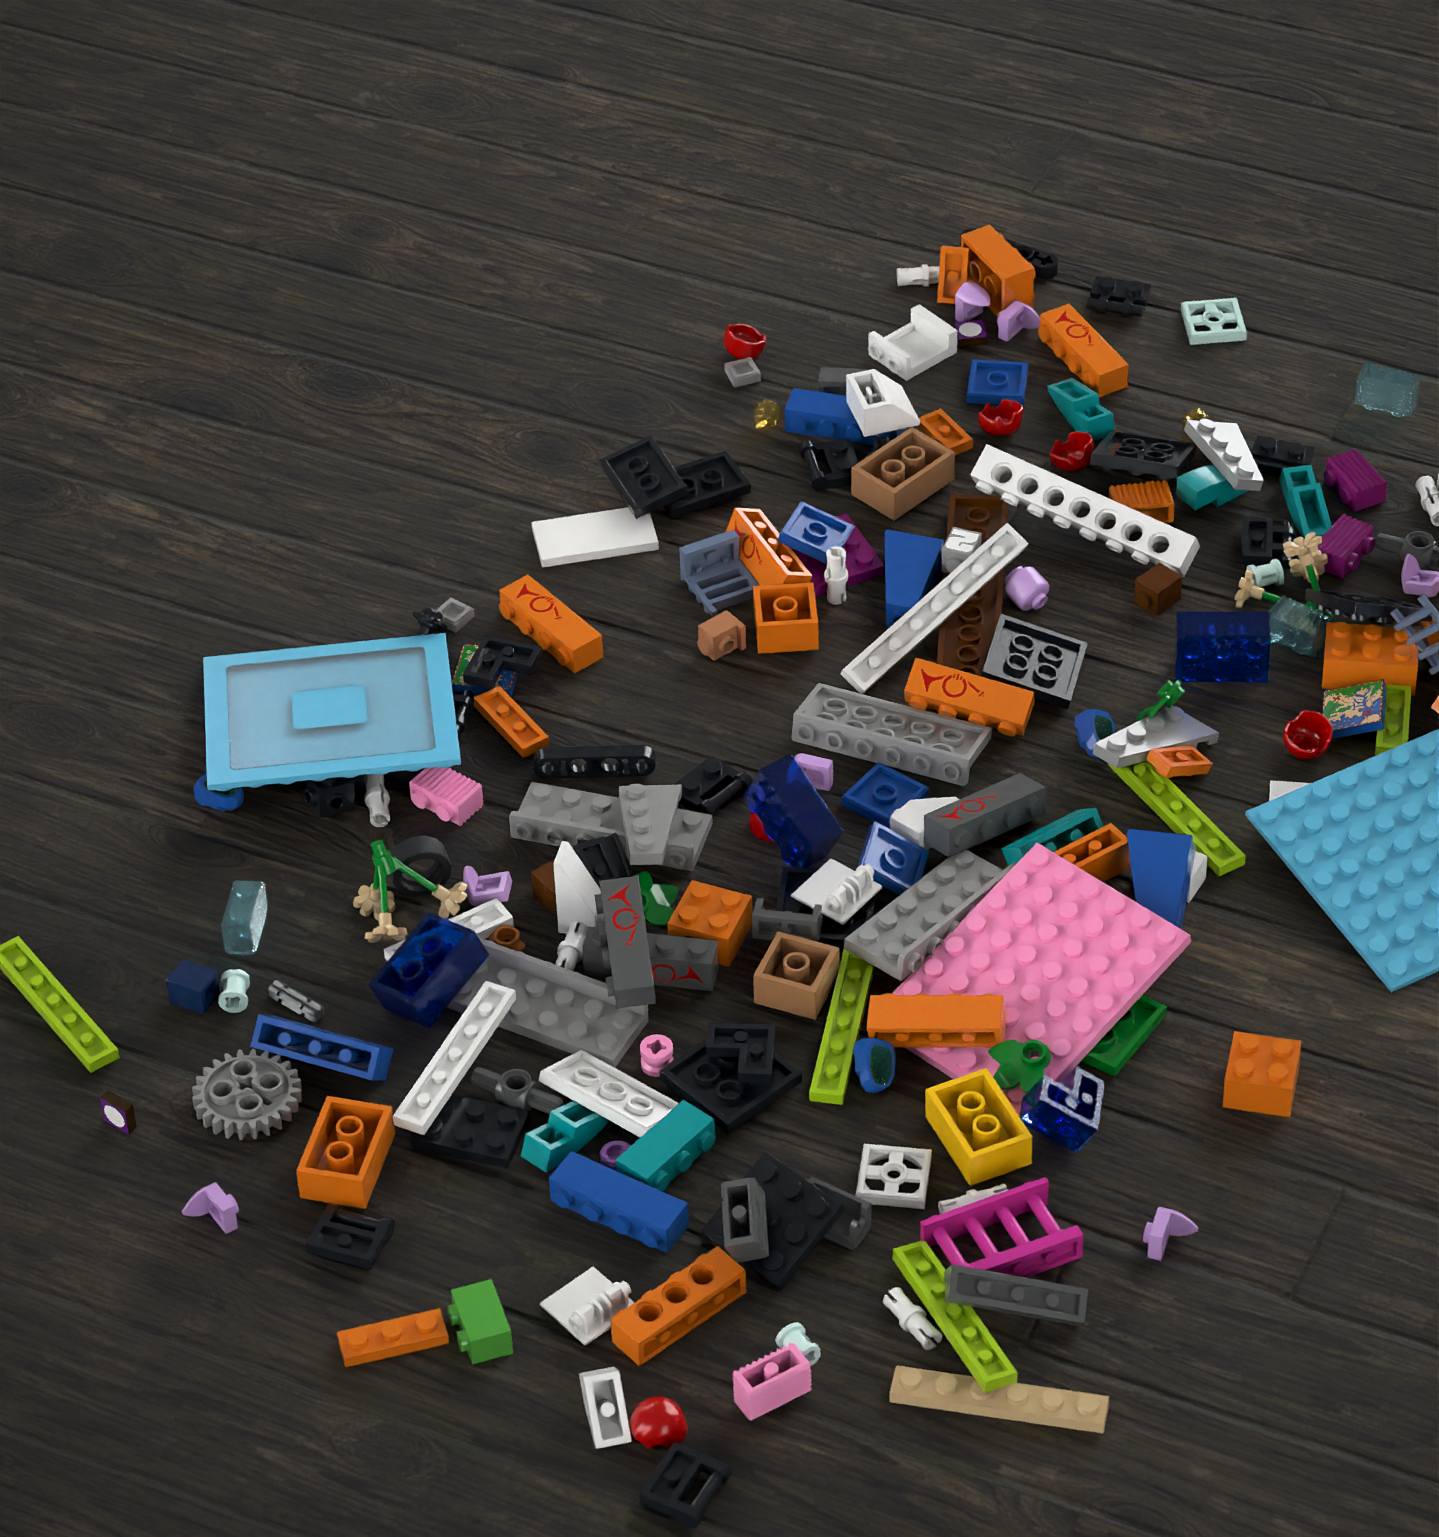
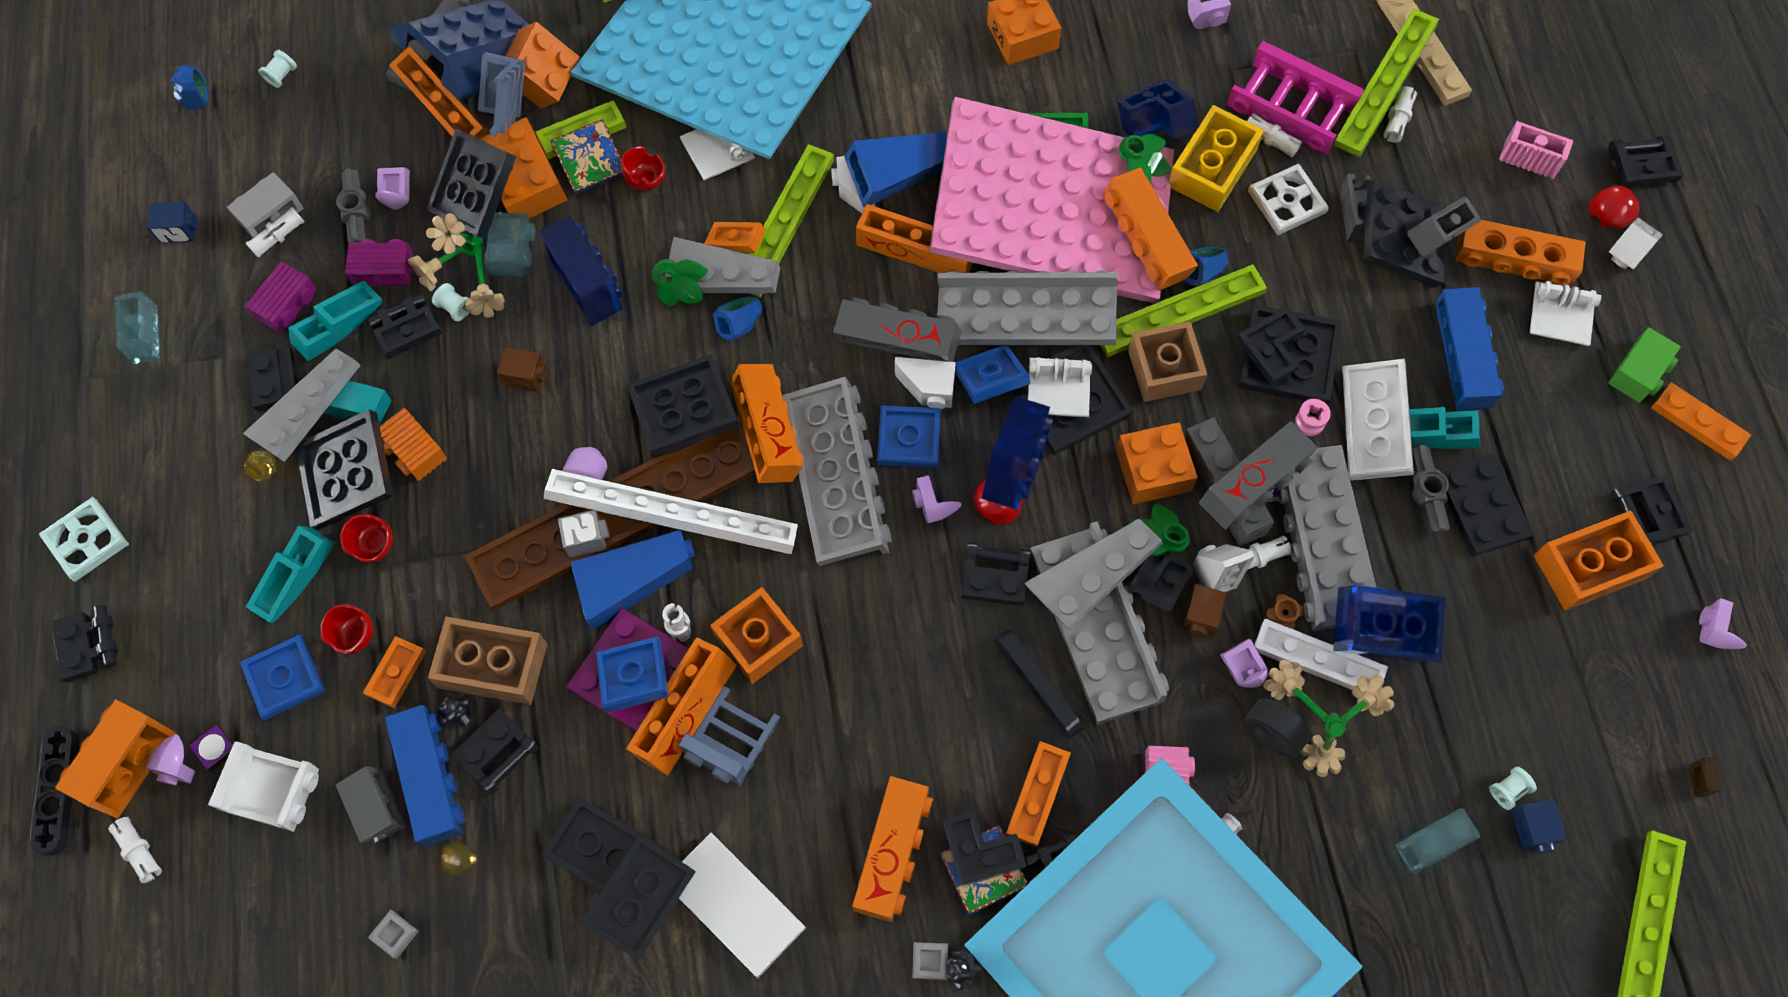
camera: 125 degrees left, 25 degrees up
(247, 1094) = (1601, 690): light grey gear -> none
(296, 1001) = (1476, 733): dark grey axle -> none
(322, 1047) = (1519, 660): blue brick -> none
(454, 1058) = (1450, 543): white plate -> none
(611, 1152) = (1421, 385): medium lavender tile -> none
(668, 1147) = (1420, 347): teal brick -> none
(721, 635) = (810, 683): nougat brick -> none
(743, 341) = (350, 955): red hair -> none
(768, 922) = (1121, 397): dark grey hinge -> none
(795, 1334) = (1484, 162): light aqua bush -> none
(878, 403) = (415, 722): white slope -> none
(952, 272) = (138, 801): orange plate -> none
(995, 463) = (445, 565): white brick -> none
(1015, 318) = (176, 714): lavender plate -> none
(1015, 1295) = (1345, 52): dark grey hinge -> none
(1056, 834) = (890, 271): teal brick -> none
(1083, 350) = (196, 620): orange brick -> none

